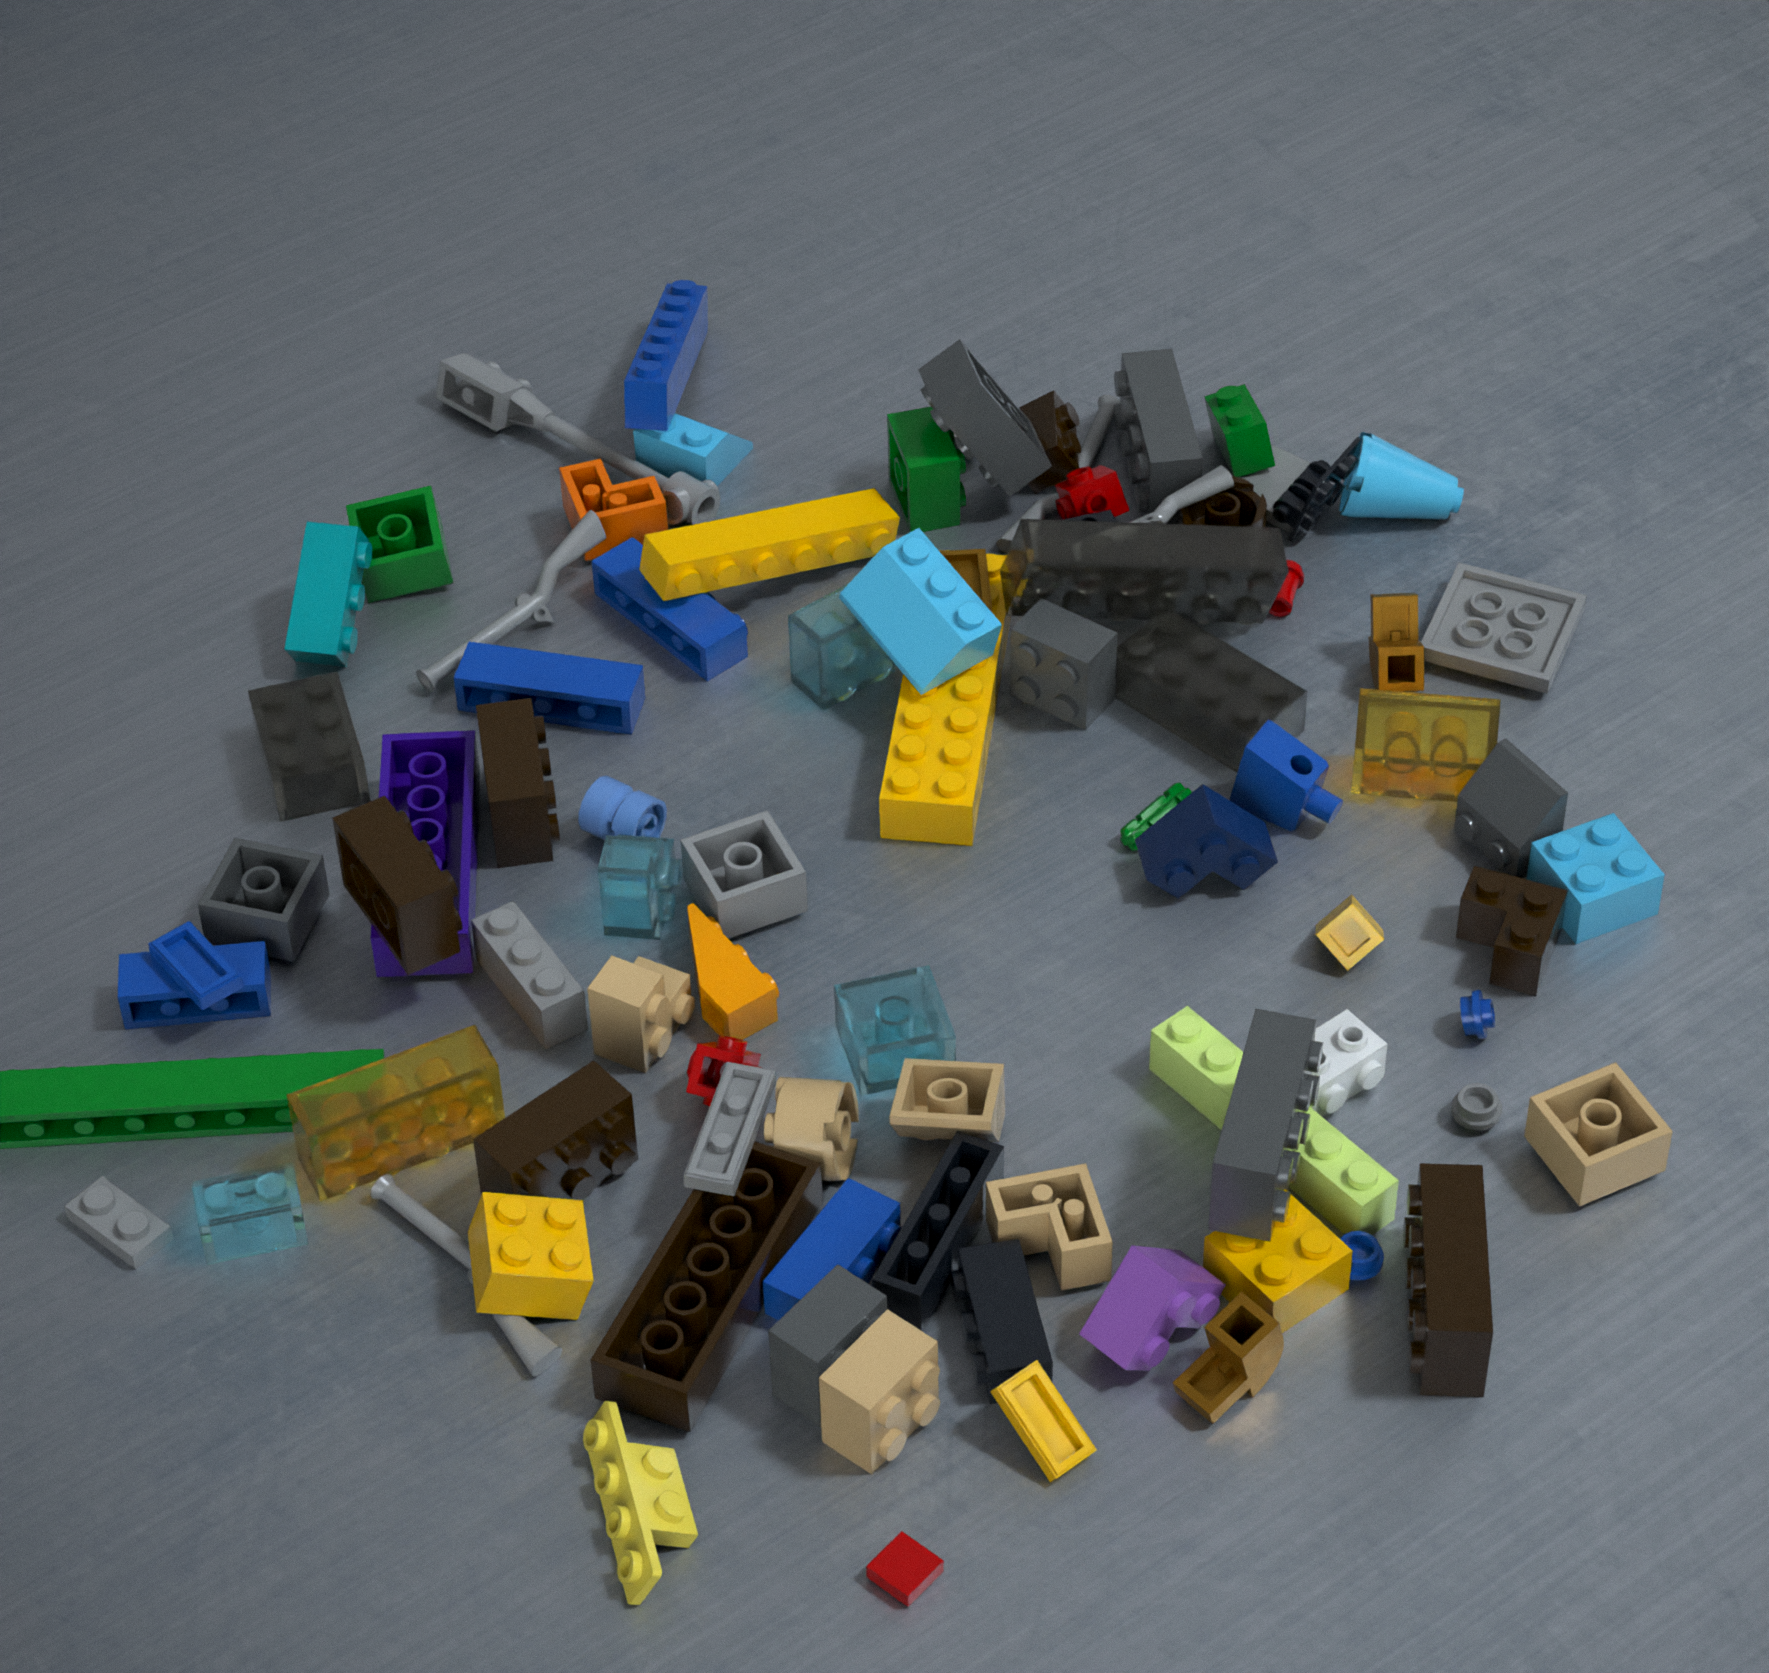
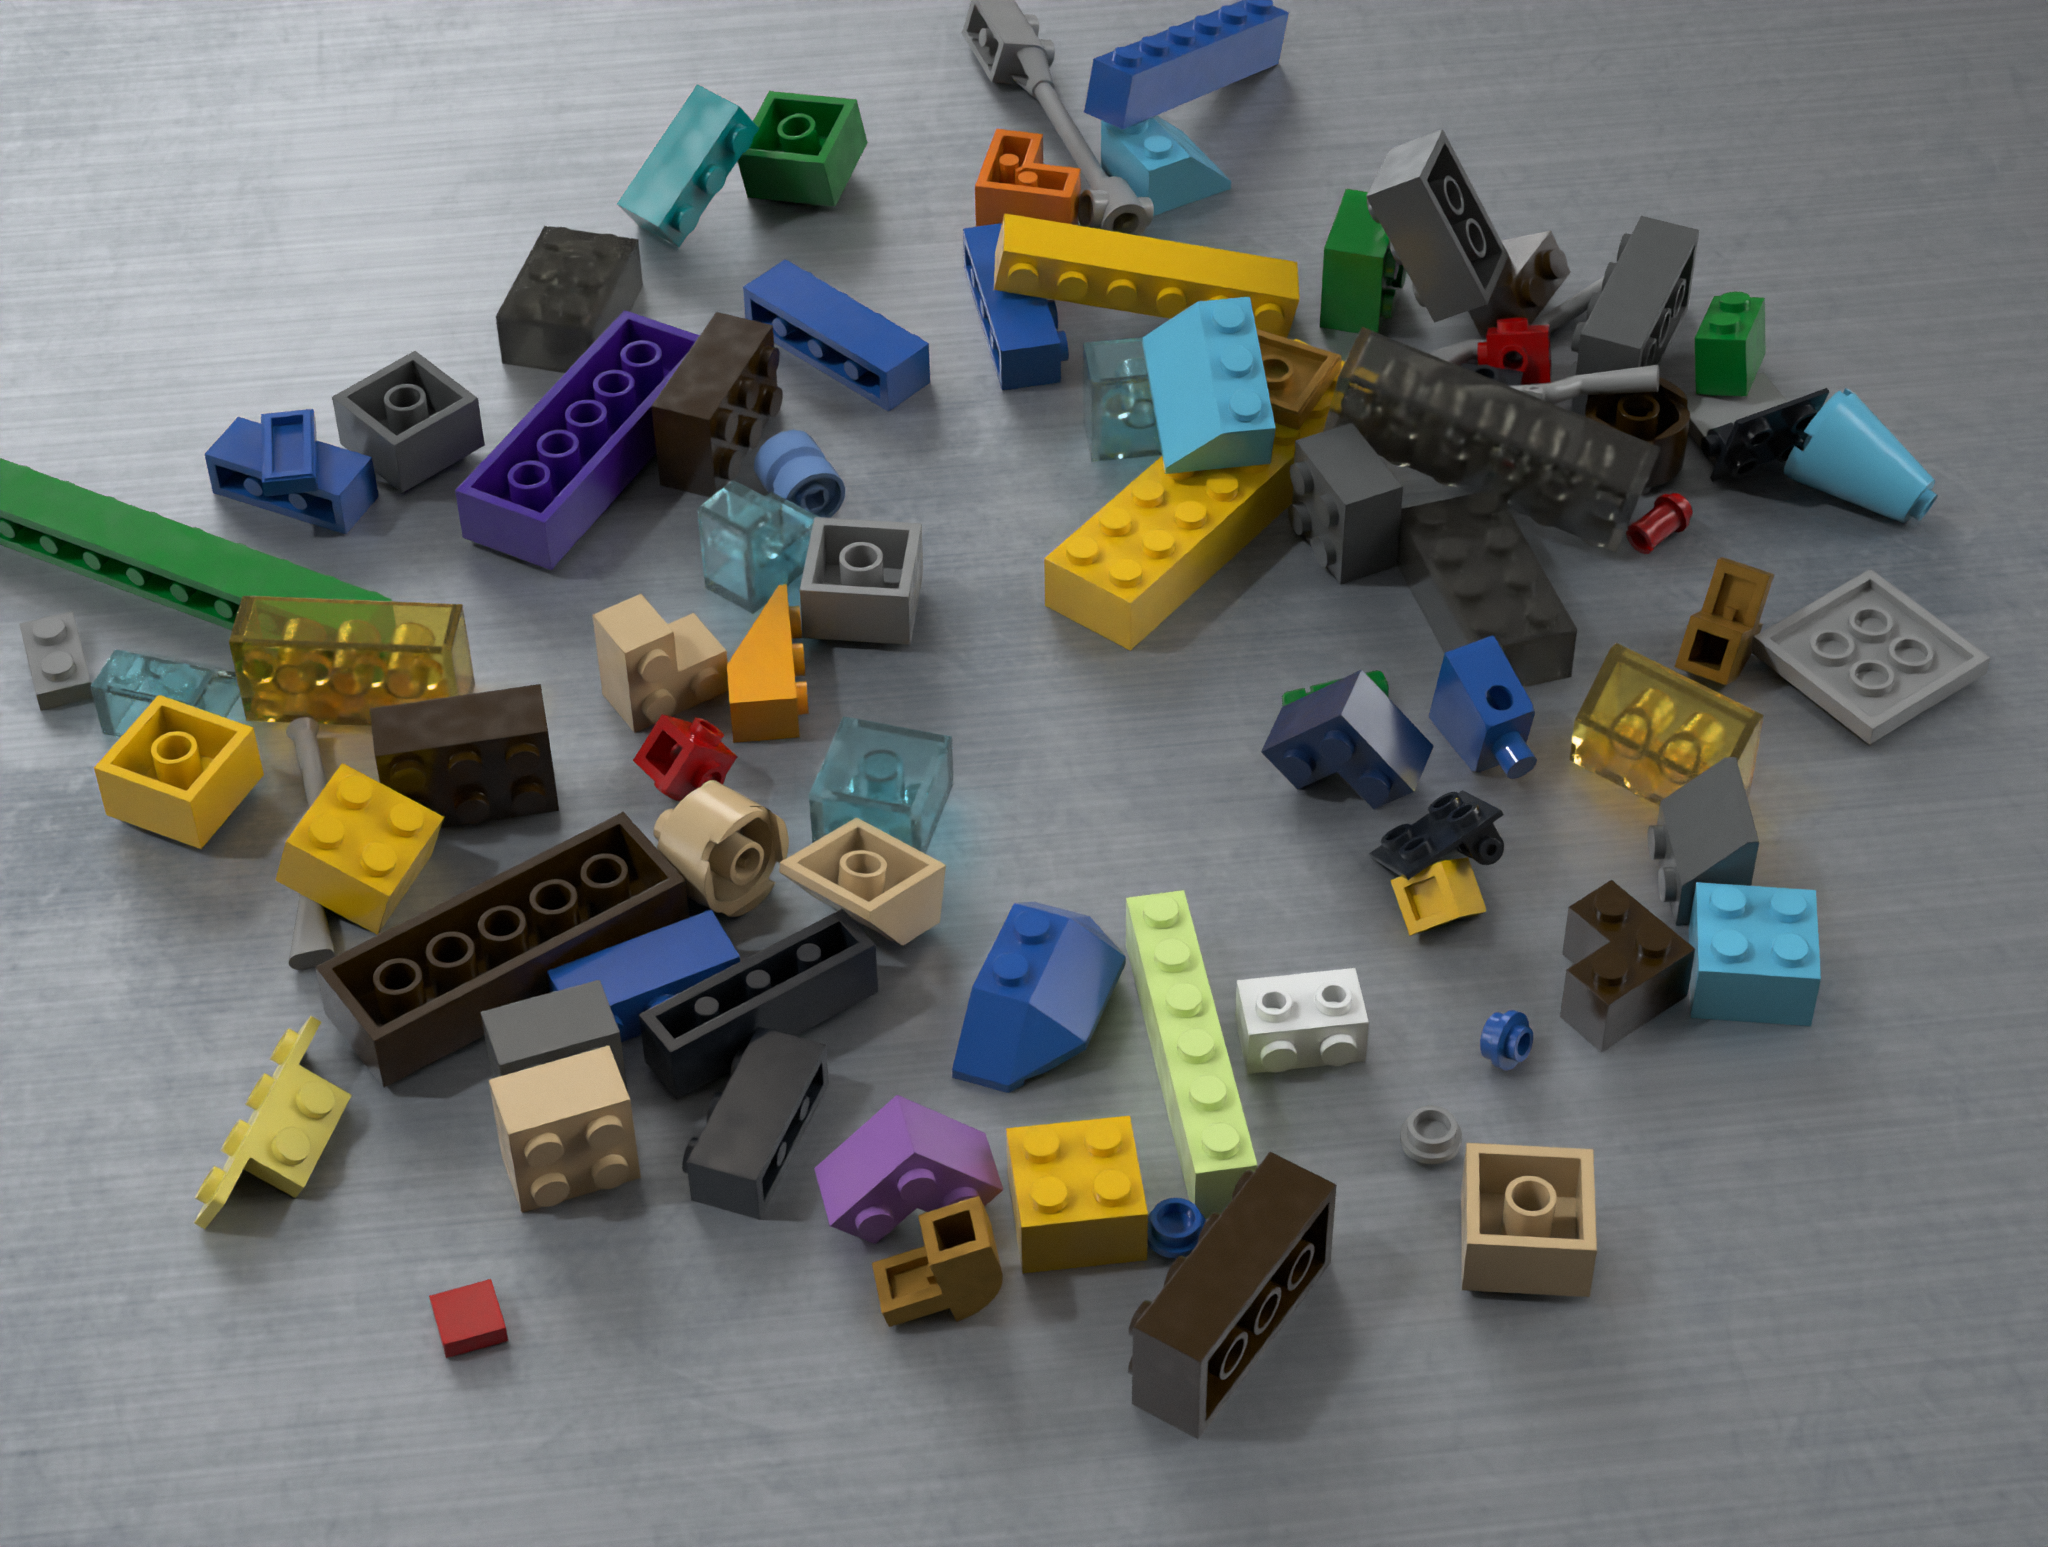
camera: 30 degrees right, 0 degrees up
(323, 1262) = (179, 771): none -> yellow brick
(398, 884) = (493, 443): dark brown brick -> none
(529, 974) = (587, 583): light grey brick -> none
(580, 540) = (960, 204): light grey piece -> none
(730, 1129) = (621, 808): light grey tile -> none
(1043, 1420) = (708, 1237): yellow tile -> none
(1057, 1215) = (880, 1037): tan brick -> none
(1129, 1135) = (1036, 996): none -> blue wedge
(1265, 1125) = (1124, 1034): dark grey brick -> none
(1326, 885) = (1452, 823): none -> black hinge

